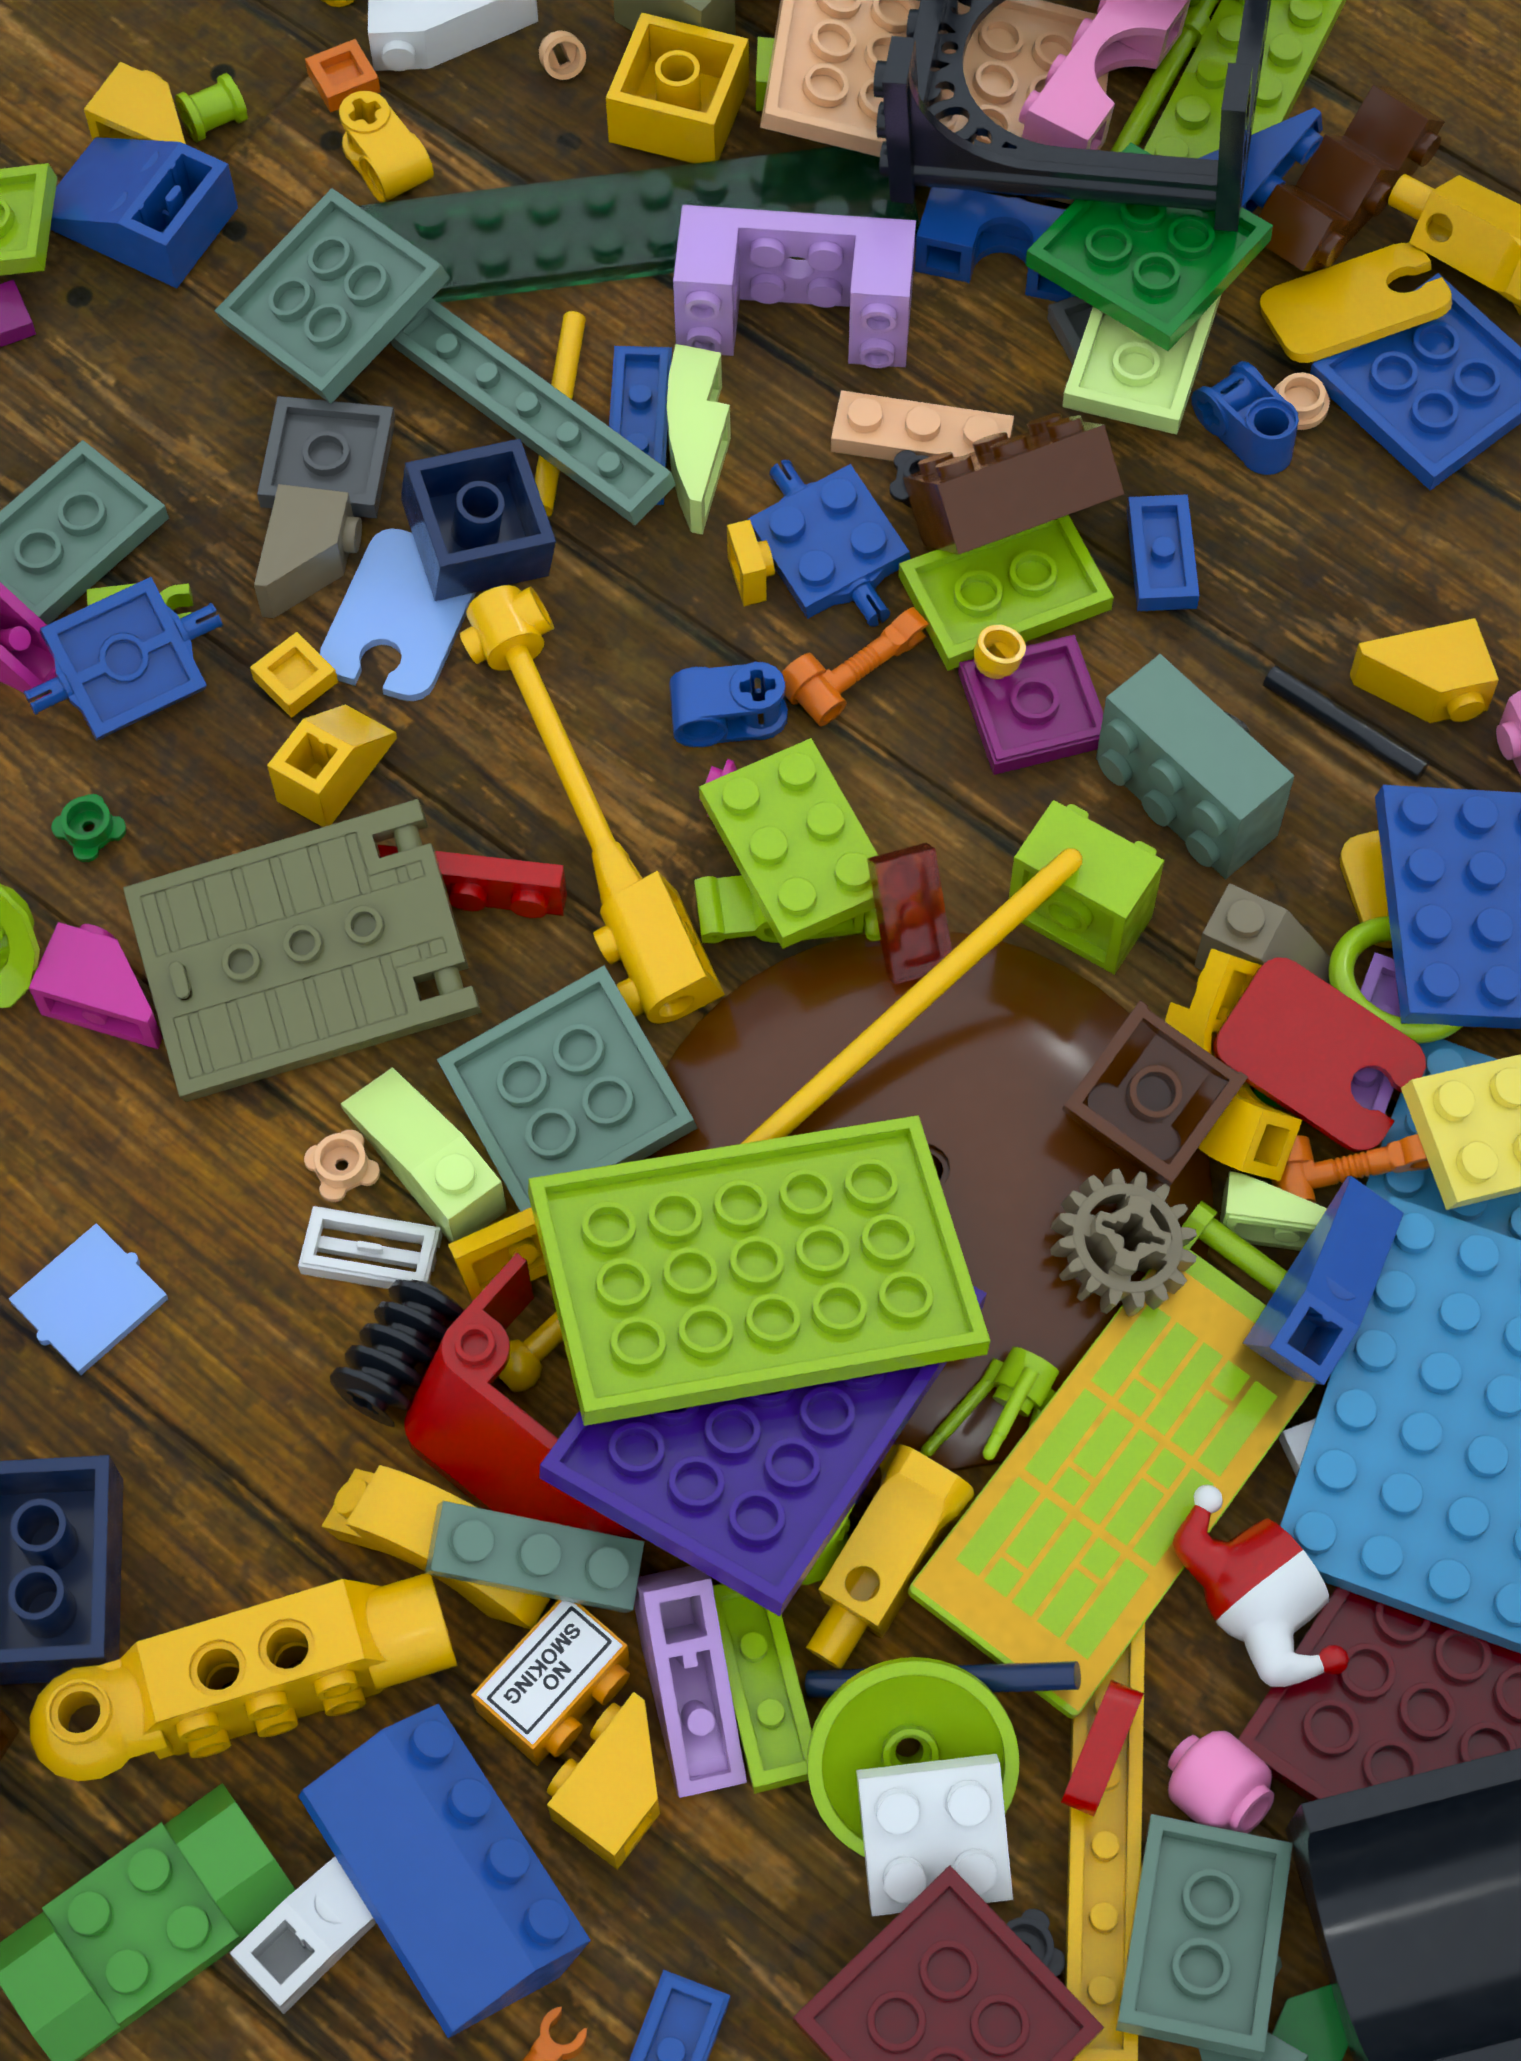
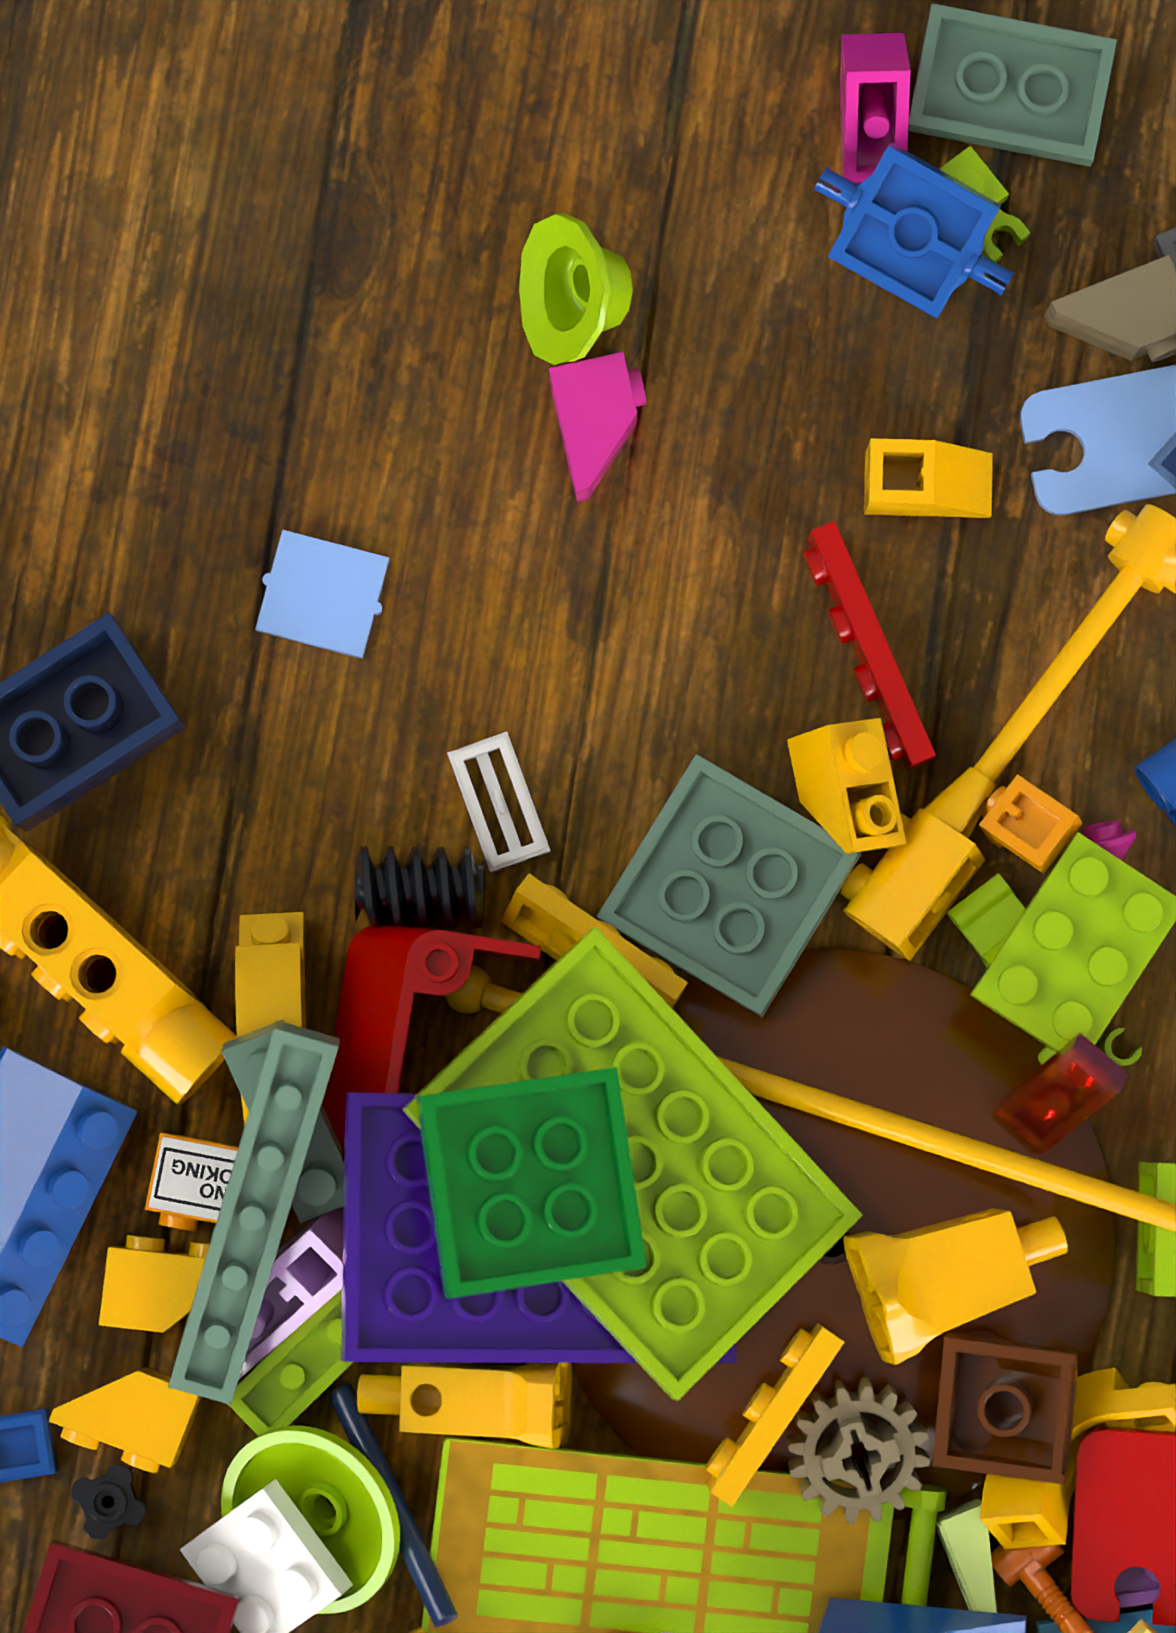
camera: 60 degrees right, 20 degrees up
(83, 812) = (733, 289): green plate -> none
(294, 674) = (995, 388): yellow plate -> none
(299, 951) = (722, 575): olive door -> none
(341, 1147) = (555, 712): light nougat plate -> none
(427, 1155) = (608, 793): yellowish green slope -> none
(539, 946) = (849, 784): none -> yellow slope
(598, 1632) = (254, 1211): none -> sand green plate
(667, 828) = (1028, 823): none -> light orange bracket
(717, 1340) = (531, 1182): none -> green plate
(719, 1878) = (132, 1415): none -> yellow slope
(772, 1974) = (117, 1485): none -> black plate
(1009, 1093) = (945, 1275): none -> yellow piece
(1021, 1385) = (680, 1434): lime plant -> none
(1049, 1288) = (771, 1412): none -> yellow plate

